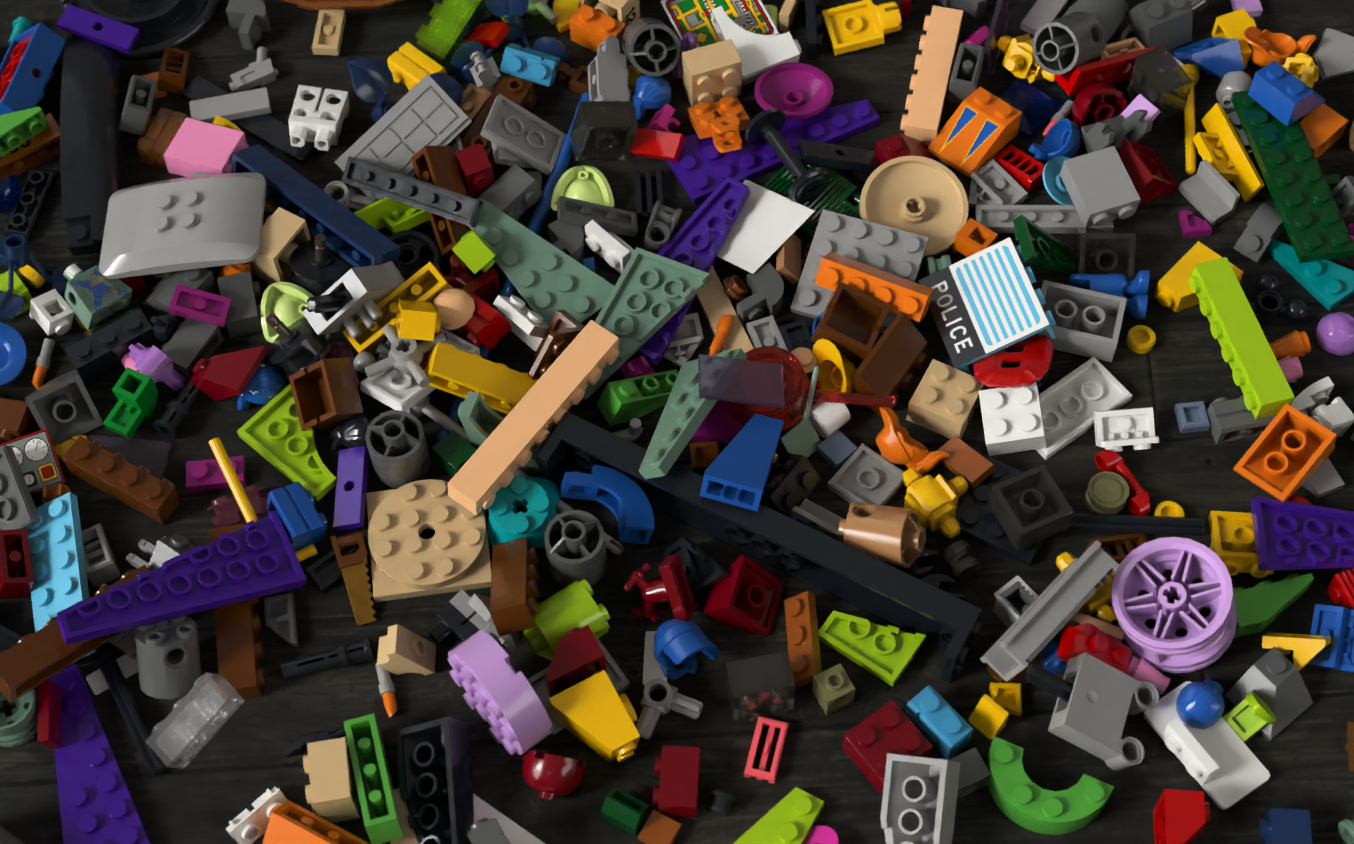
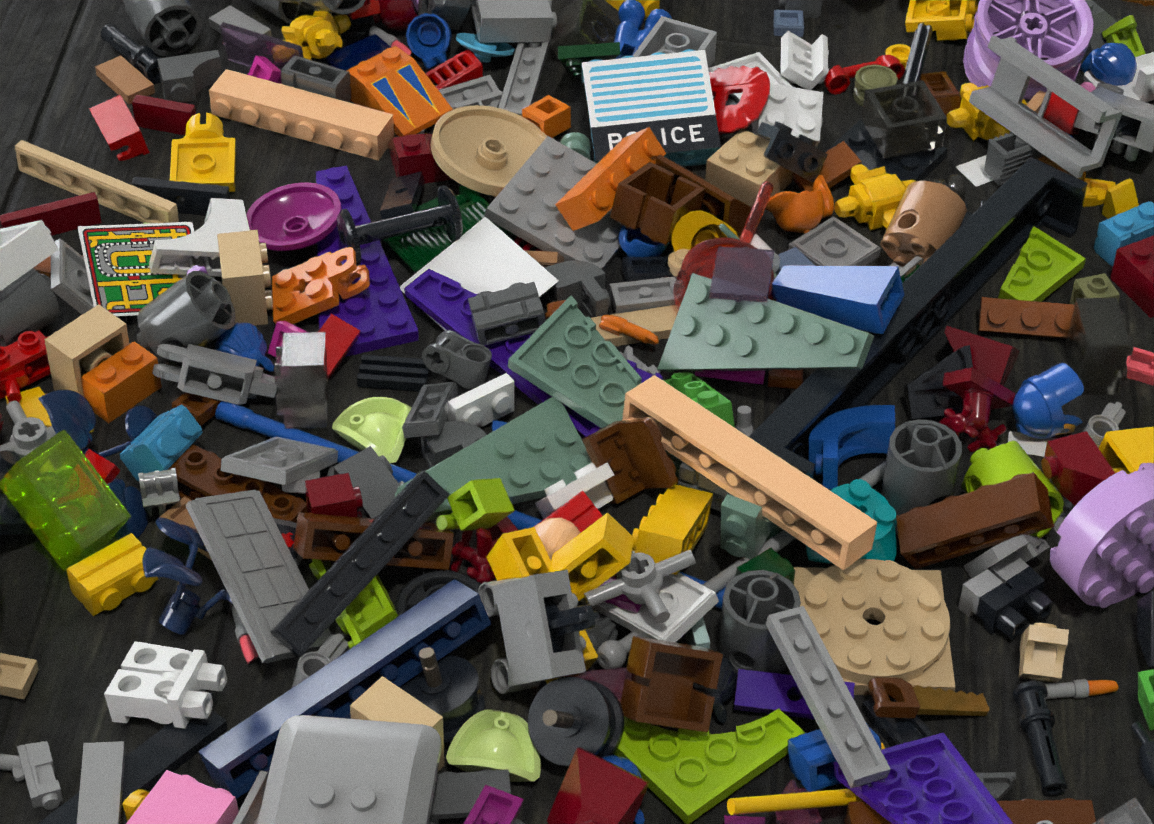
camera: 85 degrees left, 15 degrees down
(308, 486) = (827, 697): none -> light grey plate
(695, 240) = (506, 313): none -> dark grey brick
(958, 419) = (792, 152): none -> black bracket

